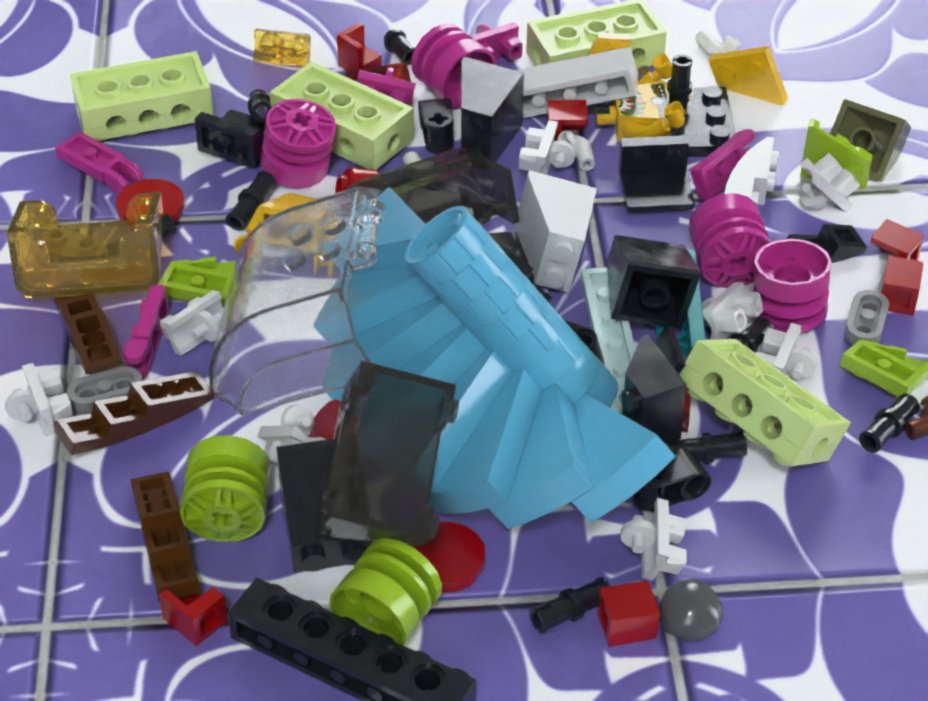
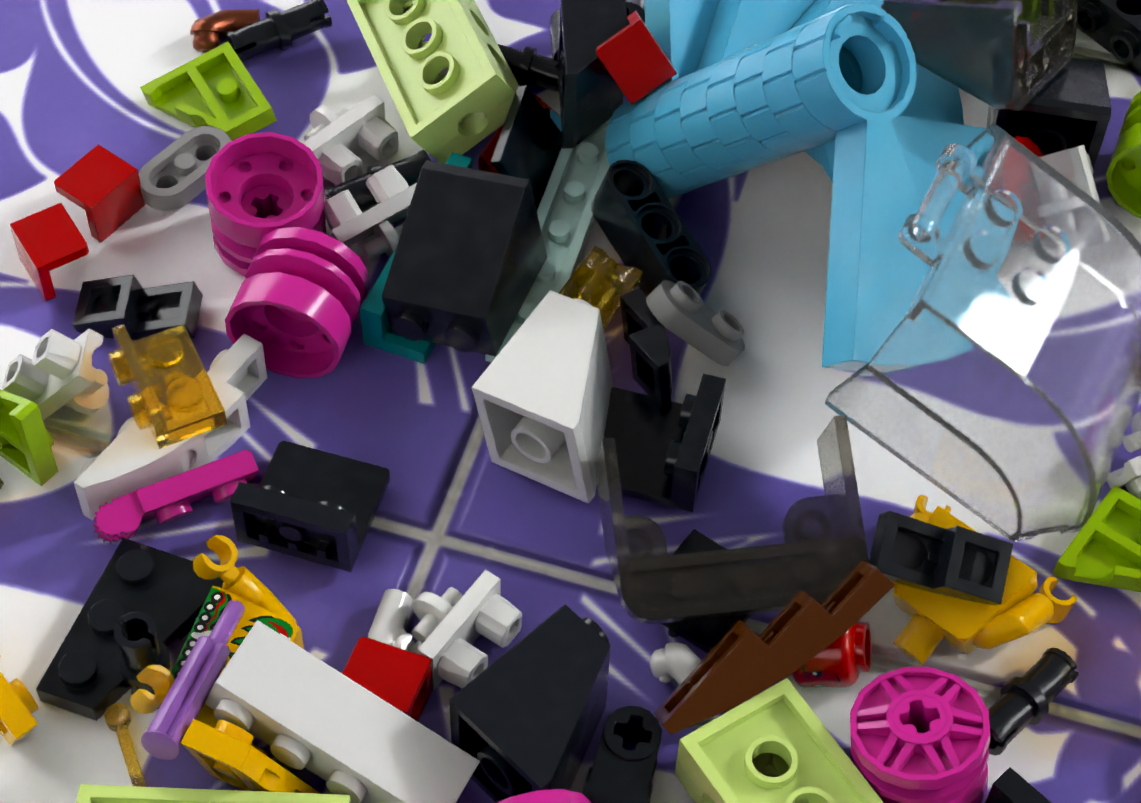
camera: 160 degrees left, 10 degrees up
(302, 193) = (941, 559): none -> black slope
(382, 148) = (751, 663): none -> reddish brown slope
(572, 298) = (601, 283): none -> clear yellow hips
(608, 370) = (635, 59): none -> red panel
(645, 66) = (191, 687): none -> medium lavender axle
(765, 173) = (167, 383): none -> clear yellow bracket

